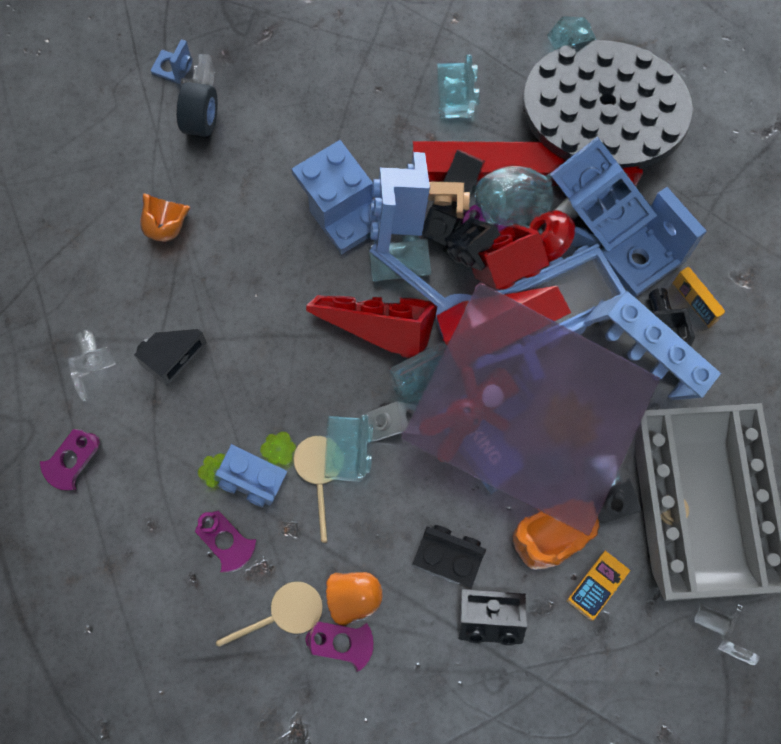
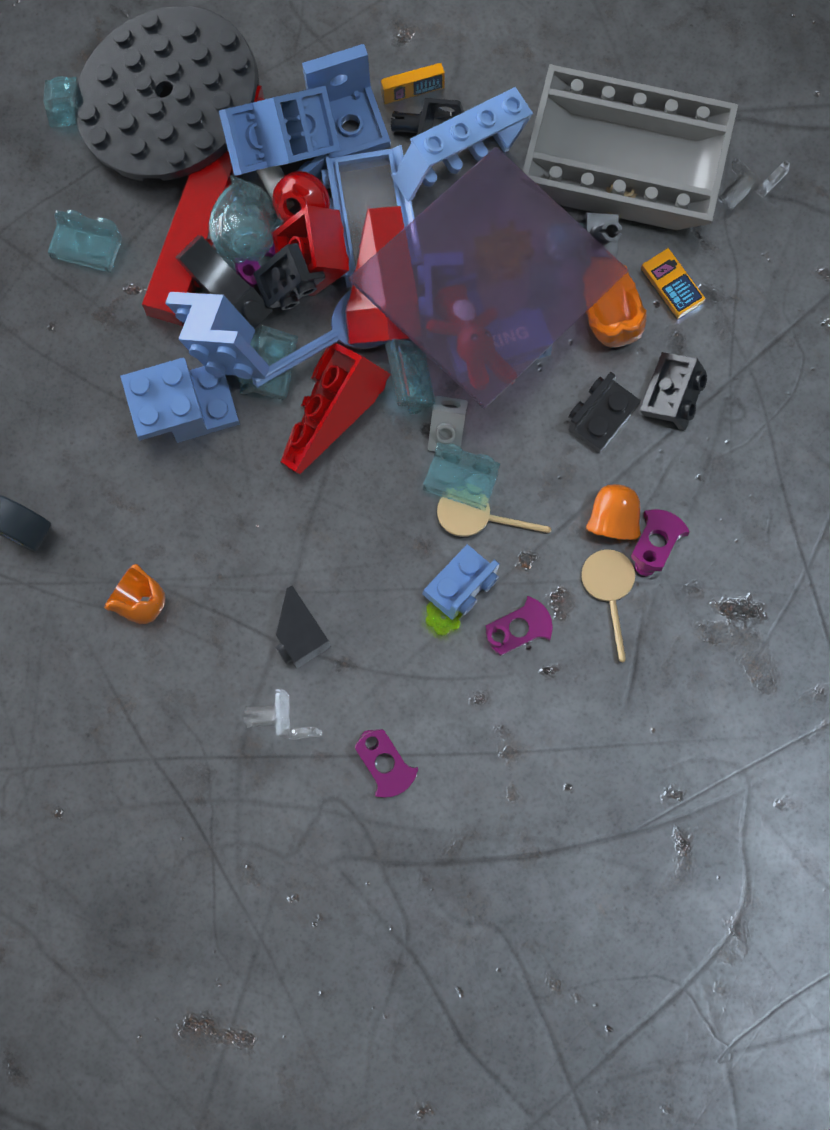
camera: 65 degrees left, 5 degrees up
(282, 441) = (440, 538): clear neon green plant -> none
(445, 192) = (234, 271): light nougat bracket -> none

